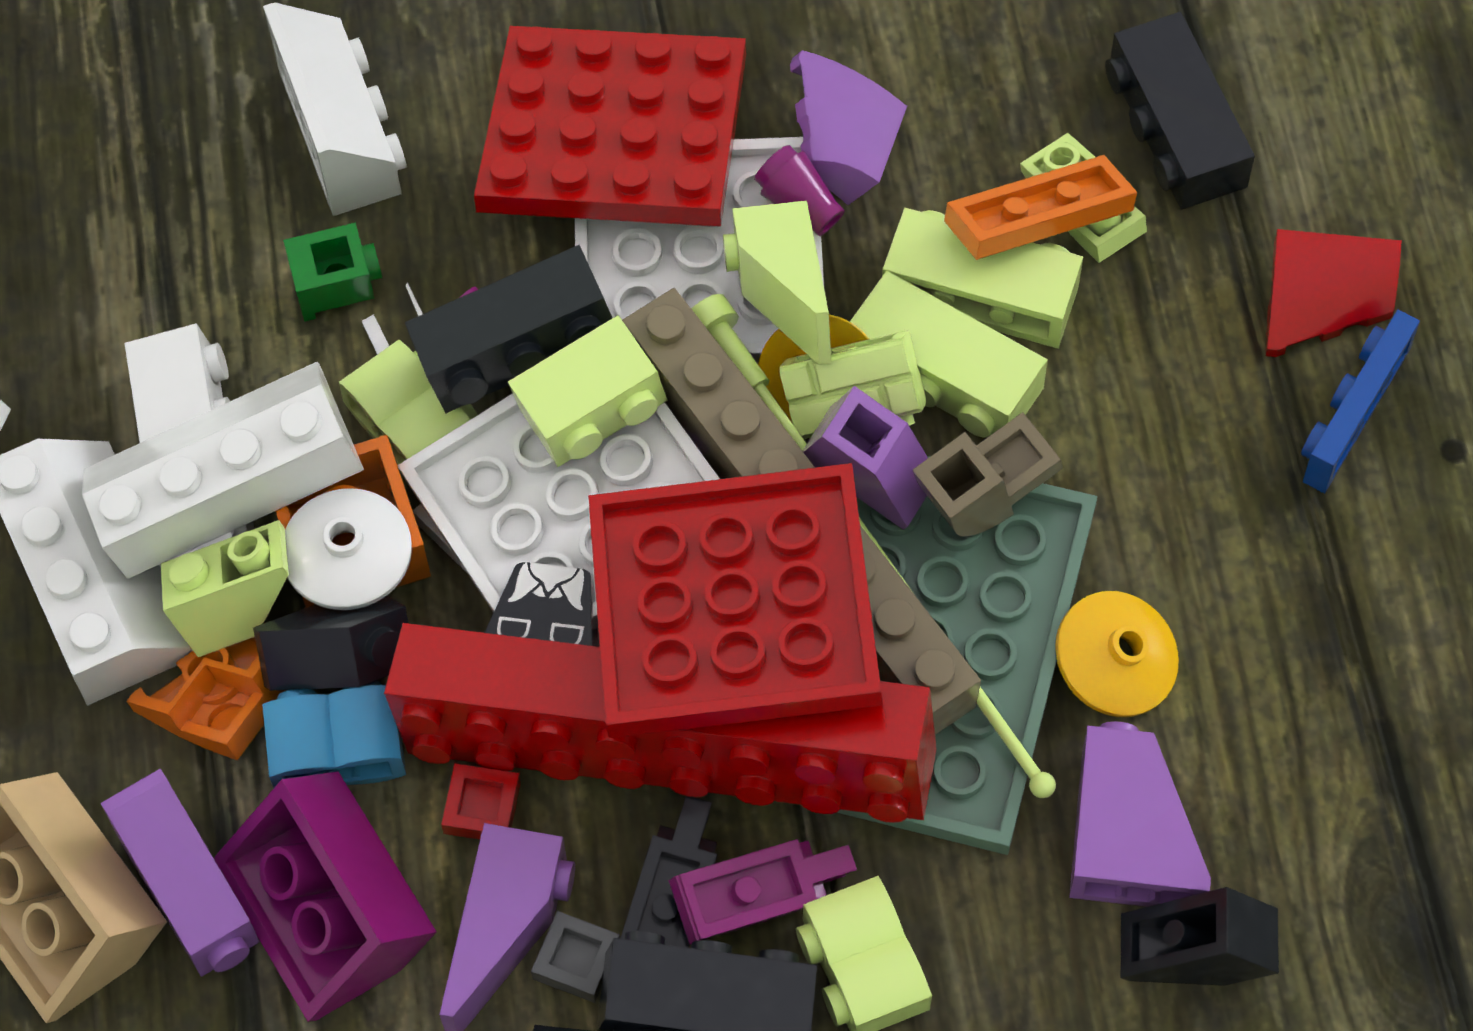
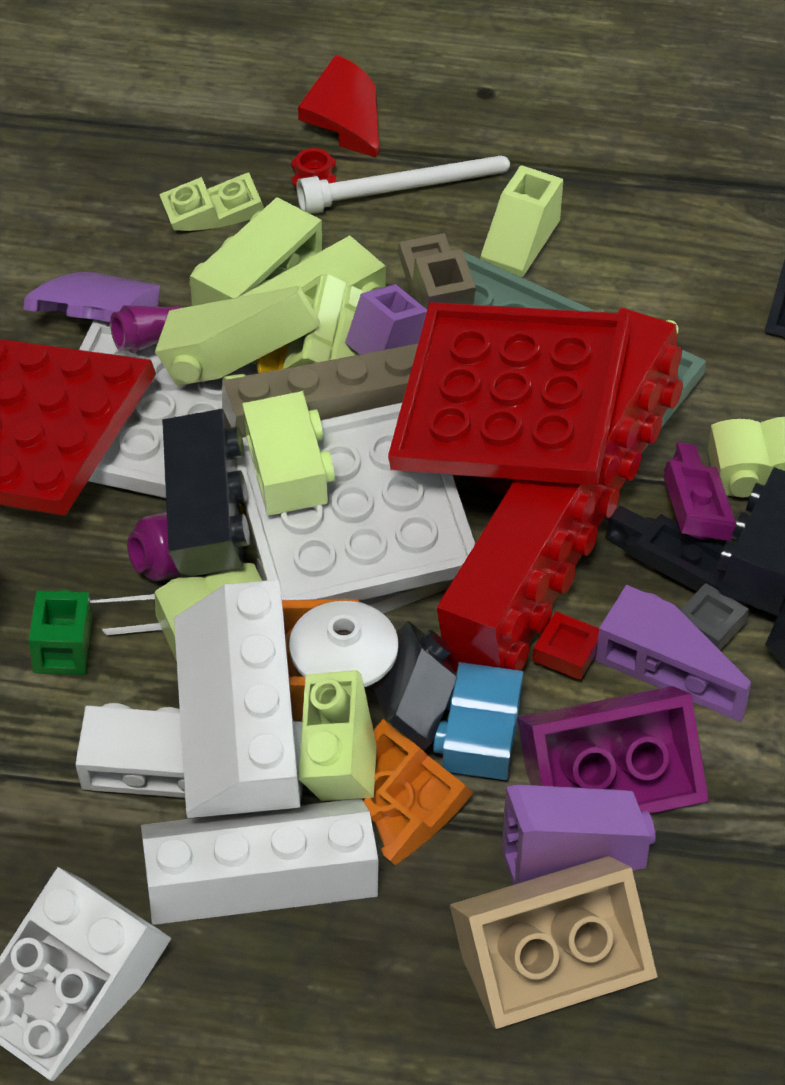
camera: 75 degrees left, 15 degrees down
(545, 604) = (443, 537): black sticker -> none
(1040, 206) = (231, 202): orange plate -> none
(1099, 669) = (577, 276): yellow dish -> none
(1131, 824) = (709, 298): medium lavender slope -> none
(1142, 304) = (317, 194): none -> white piece
(1174, 556) = (523, 220): none -> yellowish green slope
(1179, 111) = (173, 133): black brick -> none
(1193, 274) = (313, 163): none -> red plate
(1357, 400) = (440, 111): blue plate -> none

